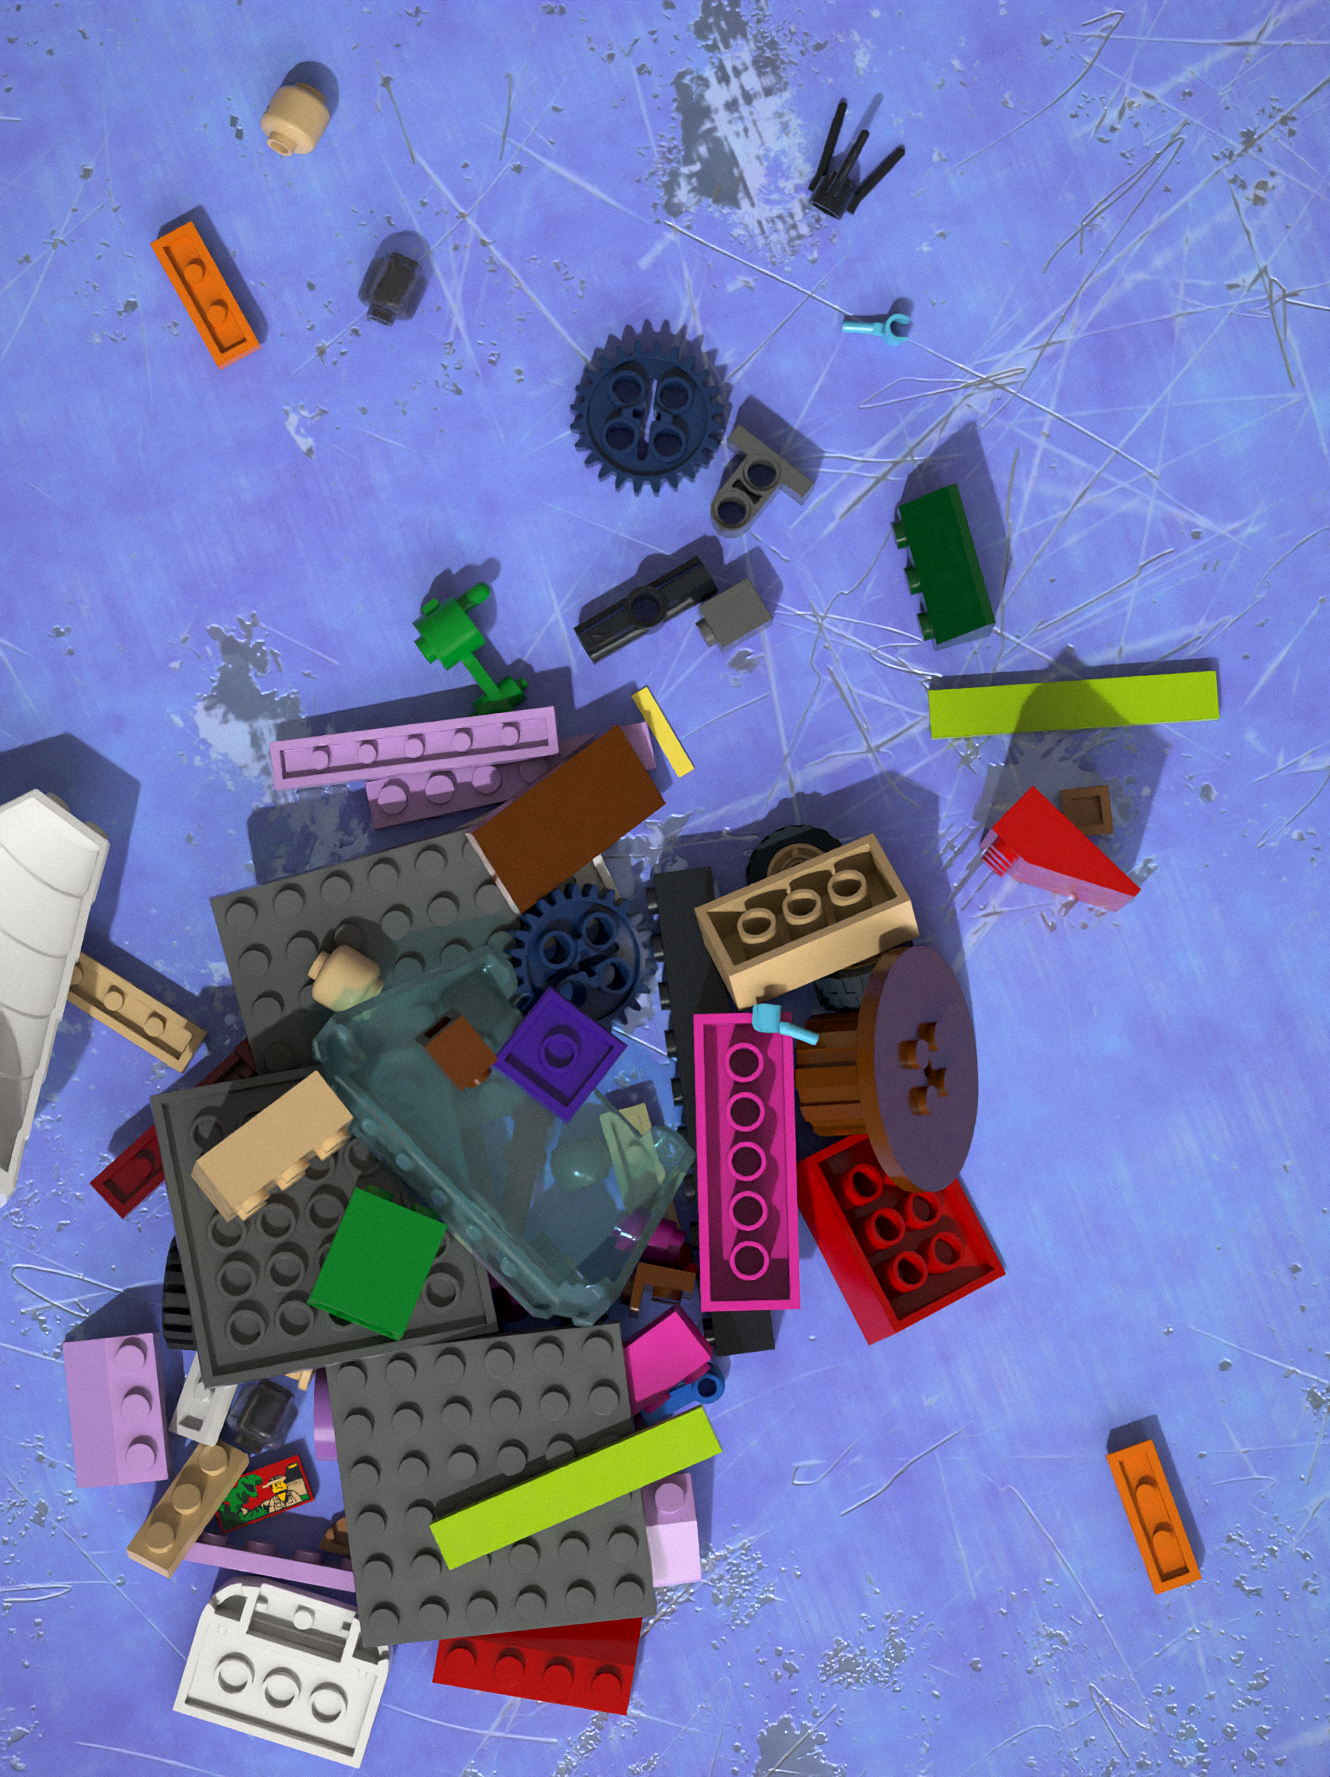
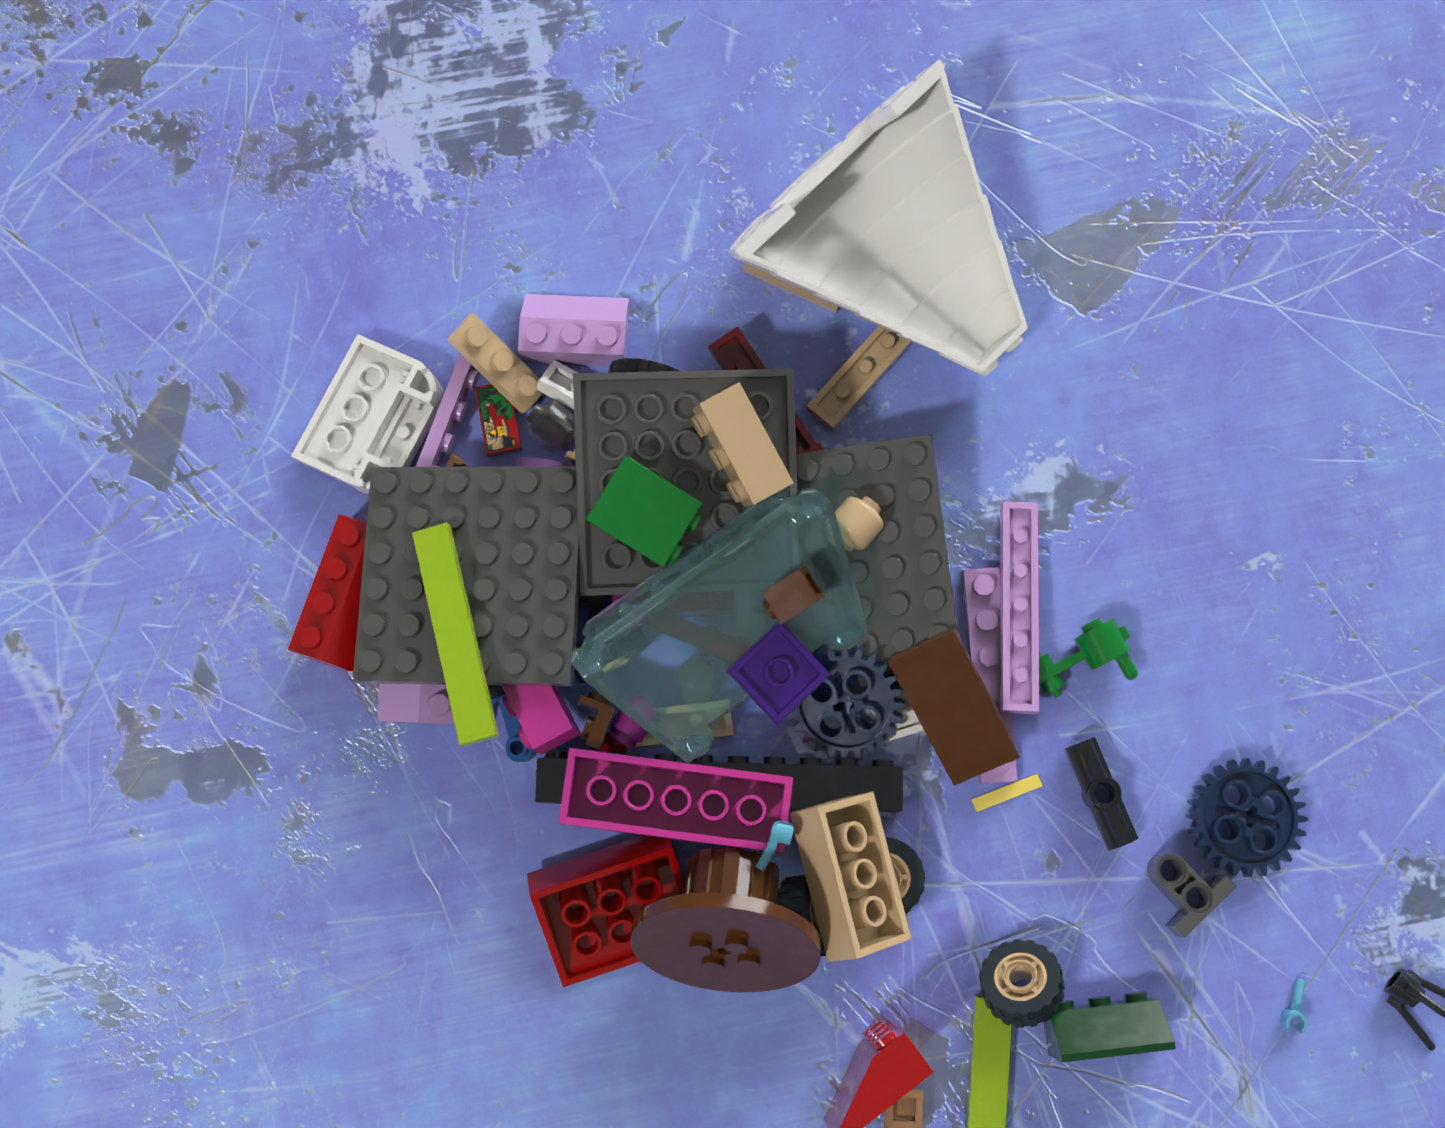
camera: 90 degrees right, 5 degrees down
(205, 295) = (1372, 506): orange plate -> none
(392, 288) = (1365, 642): clear smoke head -> none
(733, 617) = (1088, 858): dark grey brick -> none
(879, 690) = (1022, 1004): none -> black wheel
(1153, 1516) = (361, 1070): orange plate -> none

